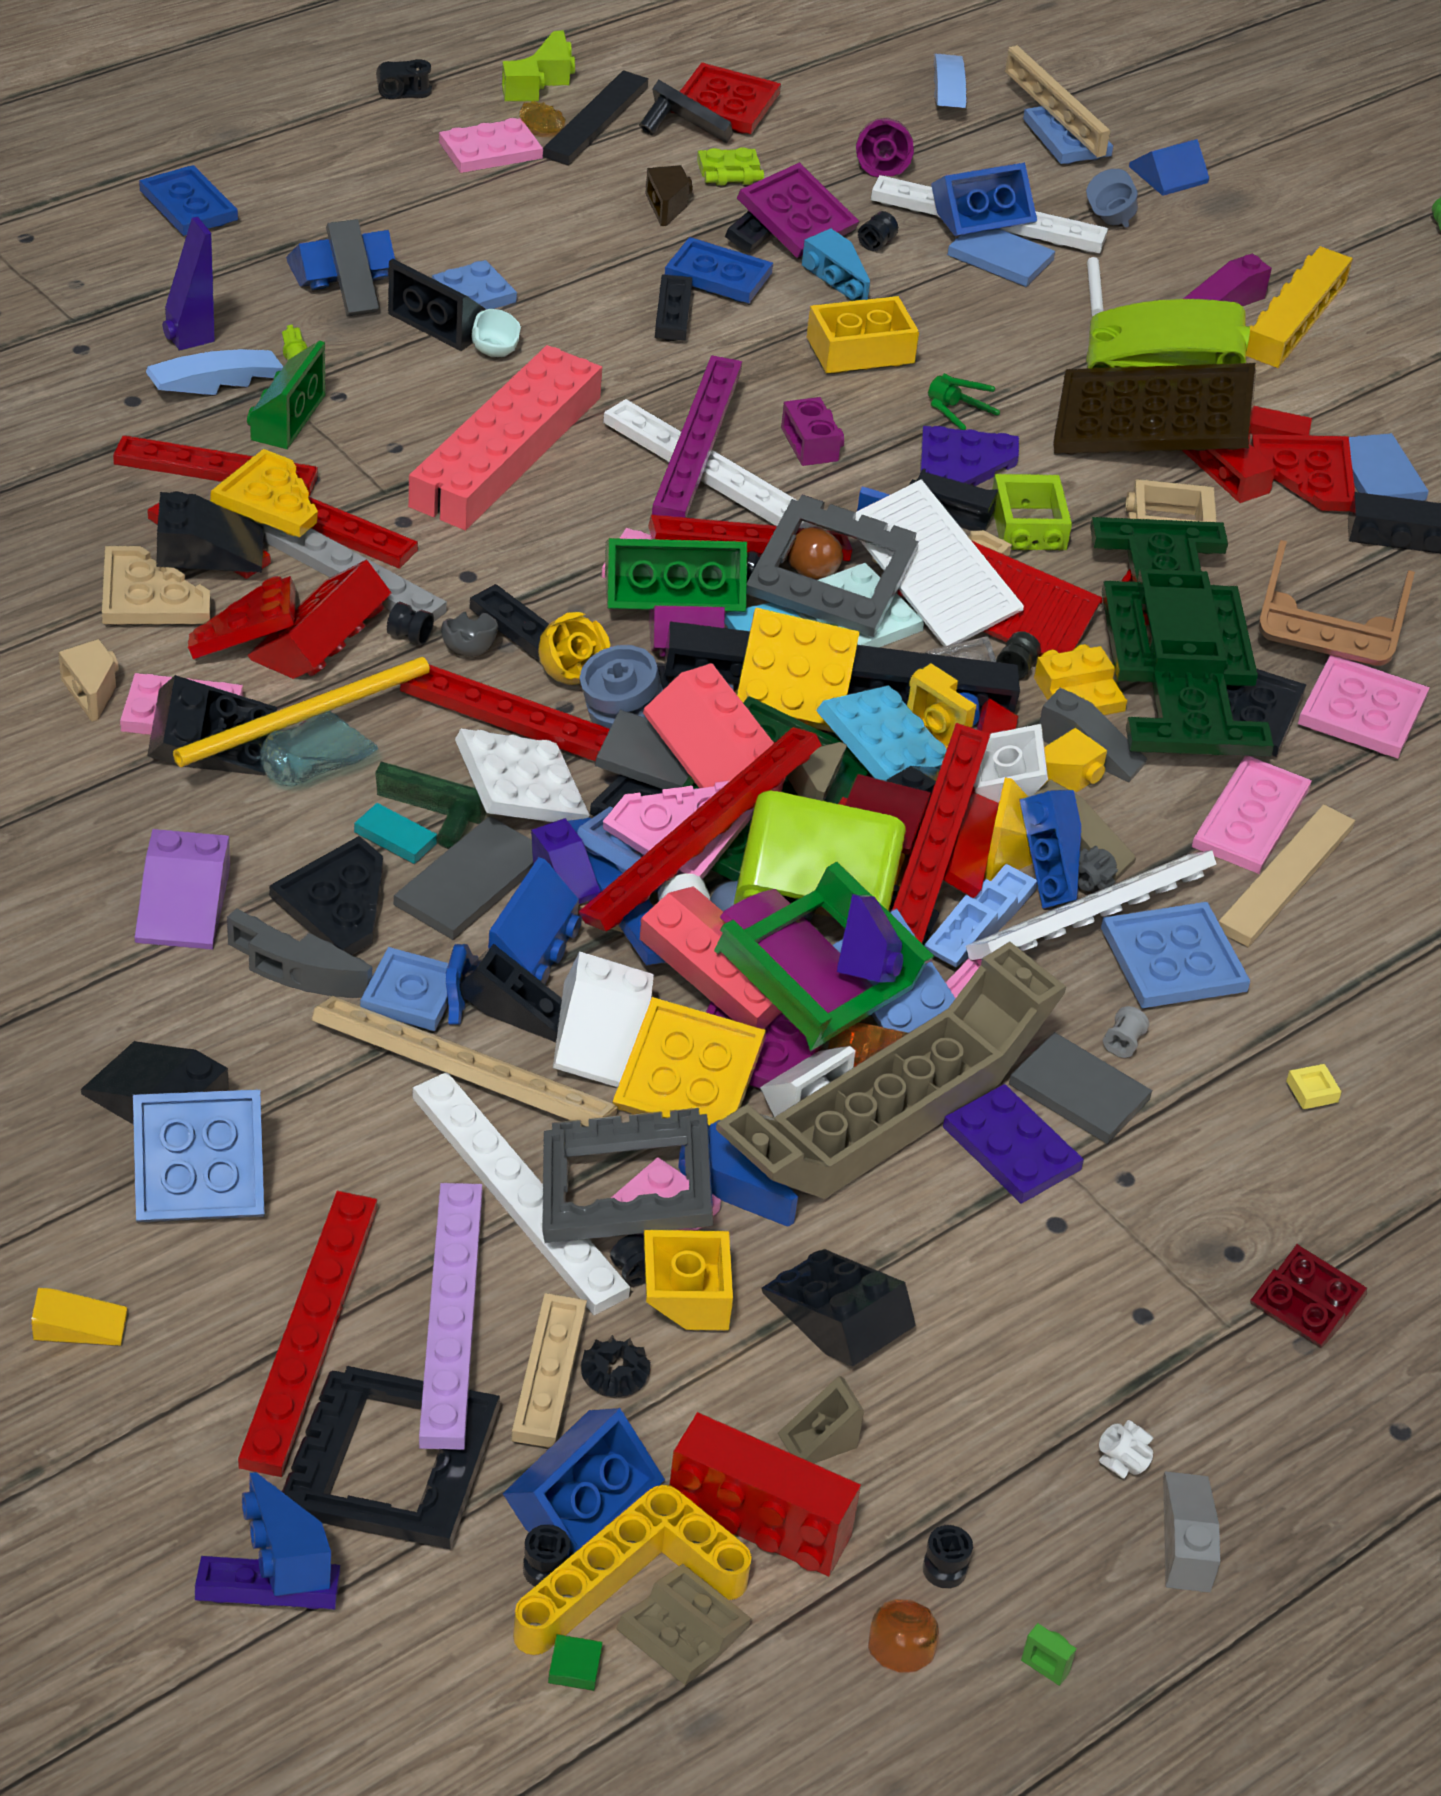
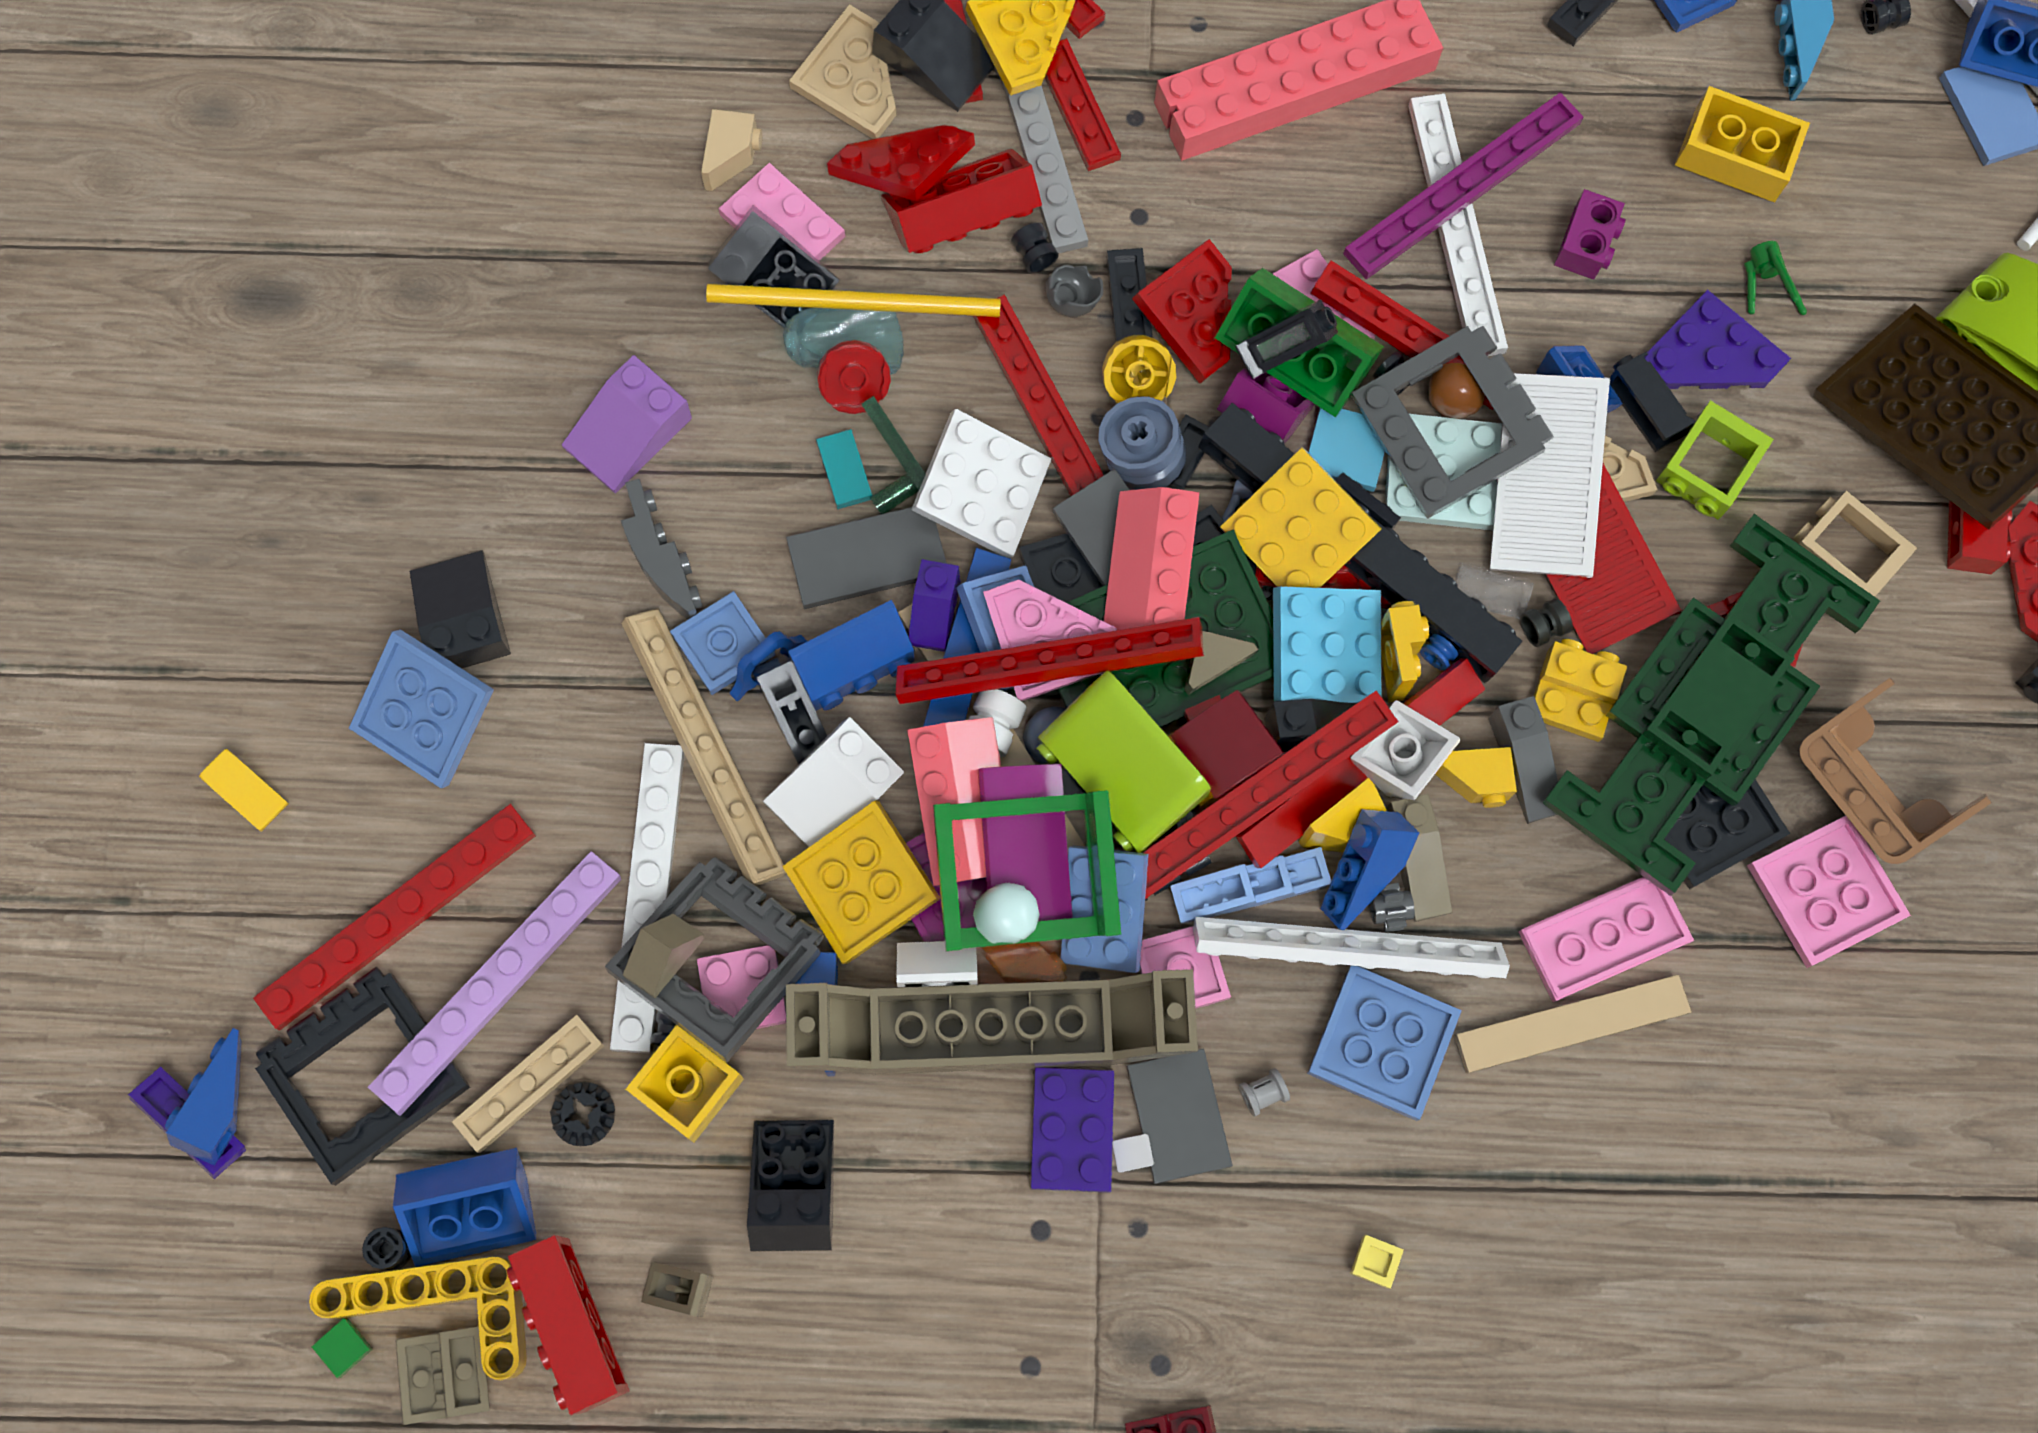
camera: 40 degrees right, 30 degrees up
(336, 895) = (741, 508): black plate -> none
(348, 762) = (852, 375): none -> red tile
(559, 591) = (1190, 307): none -> red plate
(585, 1189) = (661, 953): none -> dark tan slope
(674, 559) = (1287, 338): none -> black window
(837, 989) = (1006, 913): none -> light aqua hair
(870, 943) = (1072, 888): dark purple slope -> none
(1074, 1127) = (1133, 1153): none -> white sticker

